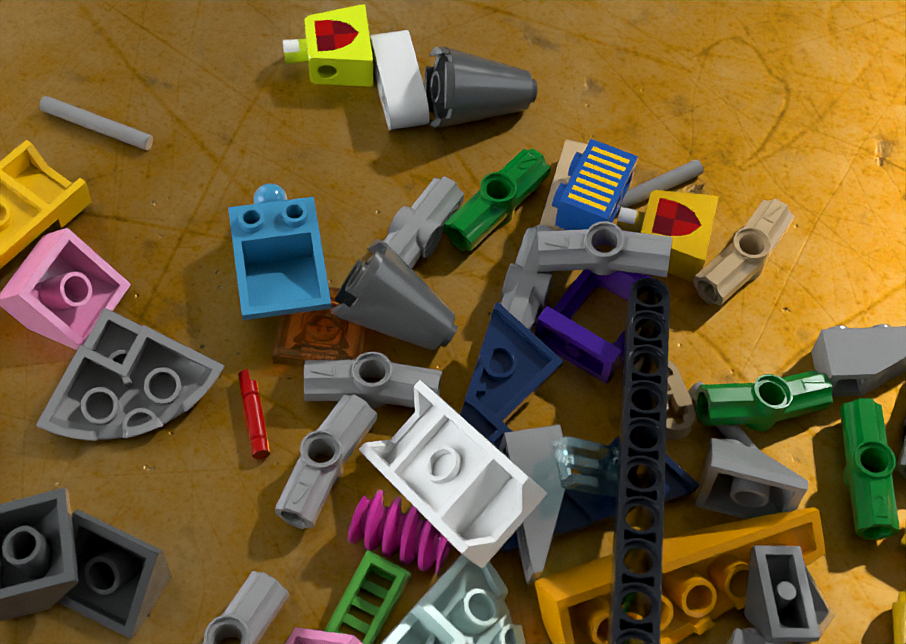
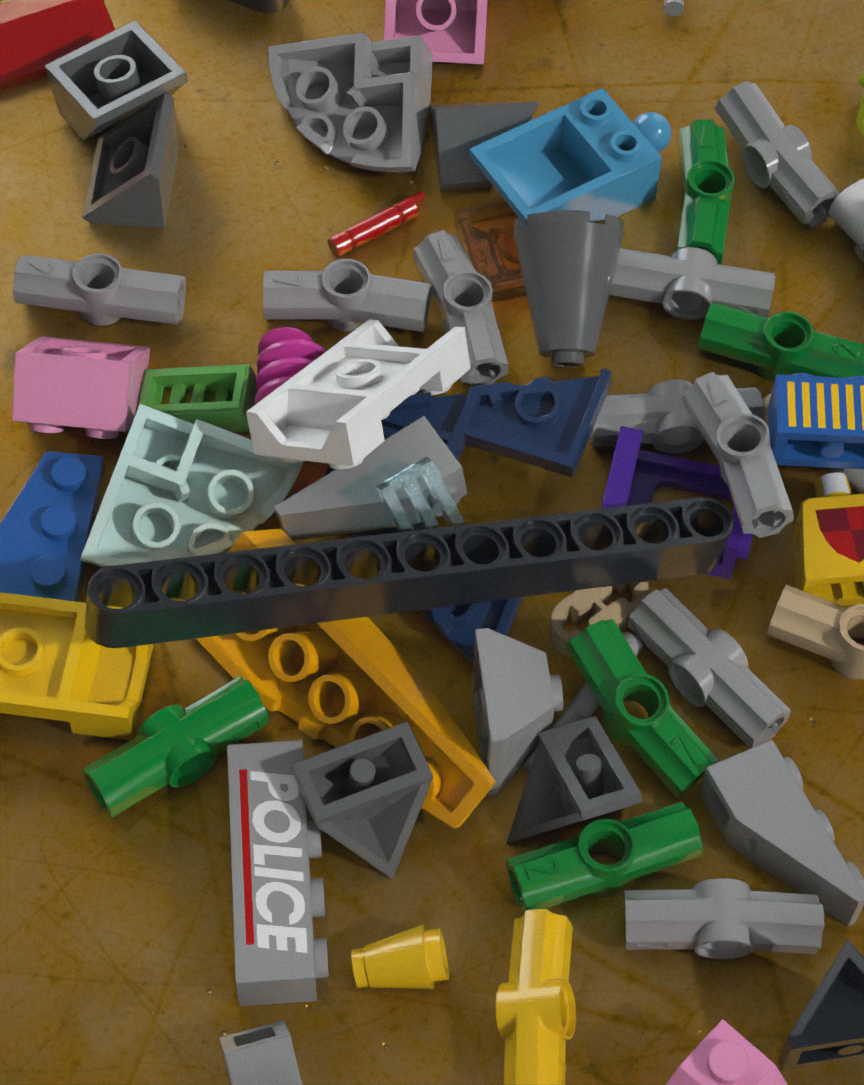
camera: 70 degrees right, 0 degrees up
(207, 313) = (465, 126): none -> dark grey slope
(327, 134) = (776, 154): none -> light grey piece
(341, 190) = (706, 187): none -> green piece
(739, 348) = (708, 668): none -> light grey piece
(824, 455) = (572, 780): none -> dark grey slope

